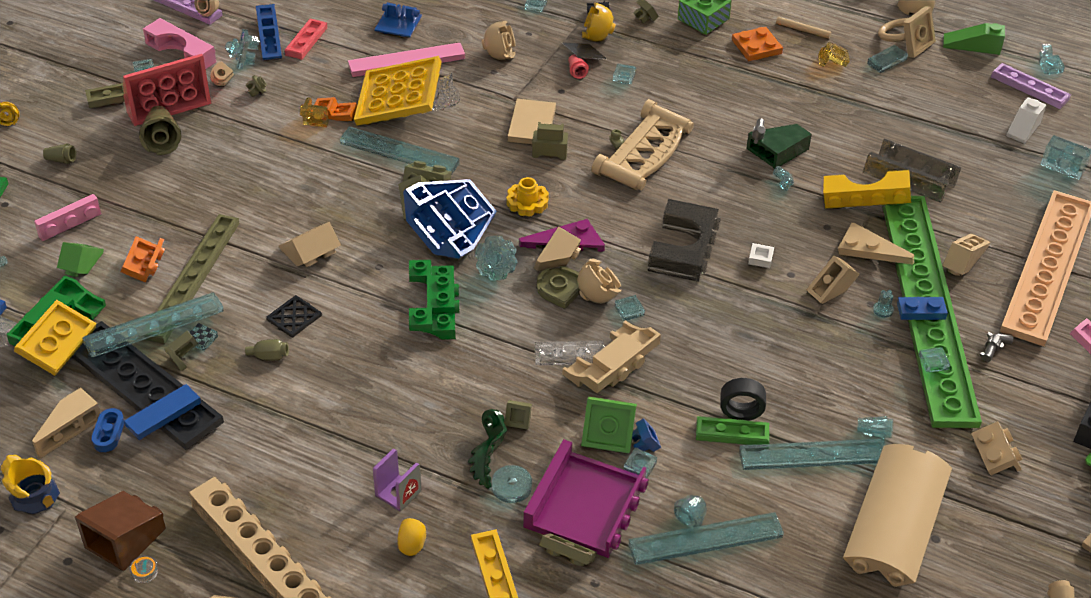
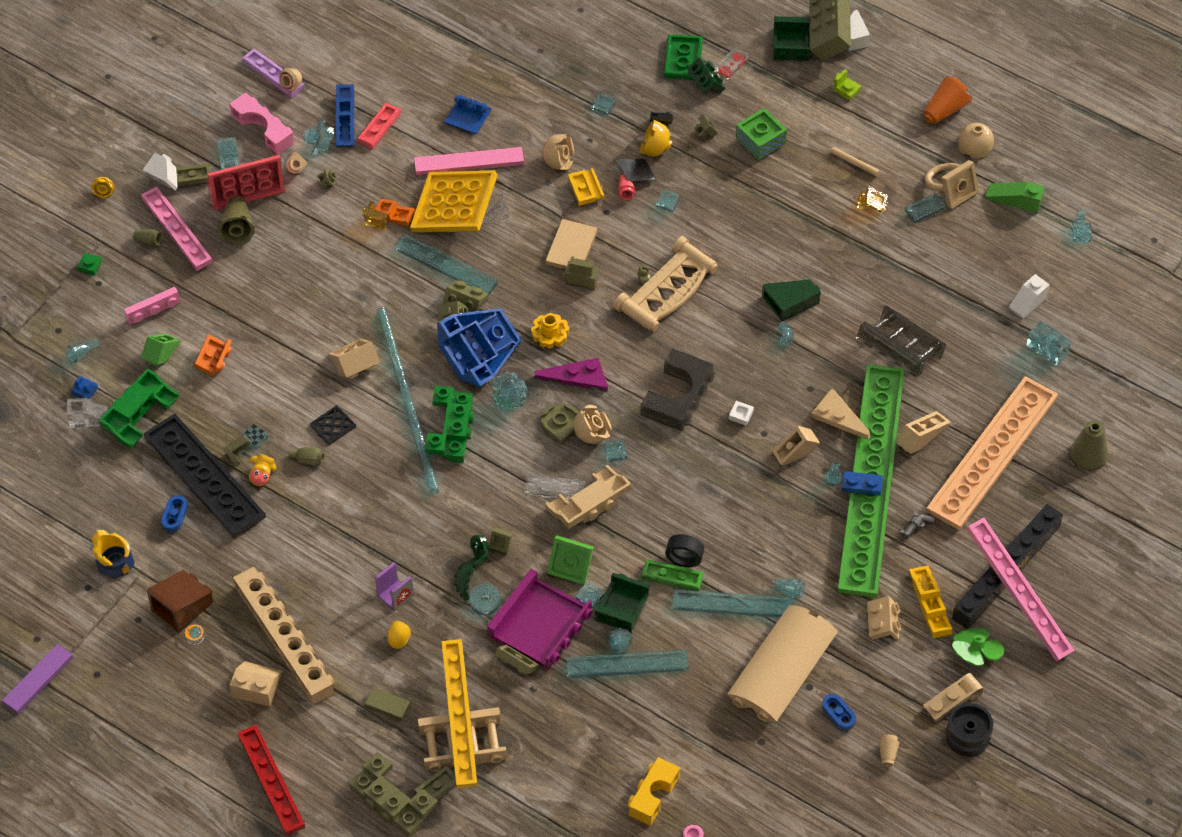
camera: 10 degrees right, 10 degrees up
(55, 337) = (137, 427): yellow tile -> none
(67, 420) = (145, 500): tan slope -> none
(71, 92) = (162, 170): none -> white slope
(93, 144) = (176, 228): none -> bright pink plate
(152, 324) = (216, 422): clear light blue tile -> none
(162, 412) = (218, 504): blue tile -> none
(198, 266) = (252, 377): olive tile -> none
(212, 372) = (261, 470): none -> animal
(381, 286) = (408, 401): none -> clear light blue piece
(535, 69) = (585, 187): none -> yellow plate
(559, 250) = (565, 389): tan slope -> none
(647, 436) = (601, 572): blue tile -> none
(681, 466) = (622, 602): none -> dark green panel
(757, 43) = (804, 176): orange plate -> none
(759, 130) = (770, 285): flat silver piece -> none
(890, 190) = (874, 361): yellow arch -> none
(934, 359) = (855, 533): clear light blue tile -> none
(985, 563) = (840, 713): none -> blue plate
(1031, 86) = (1052, 254): lavender tile -> none
(1041, 422) = (930, 601): none -> yellow slope

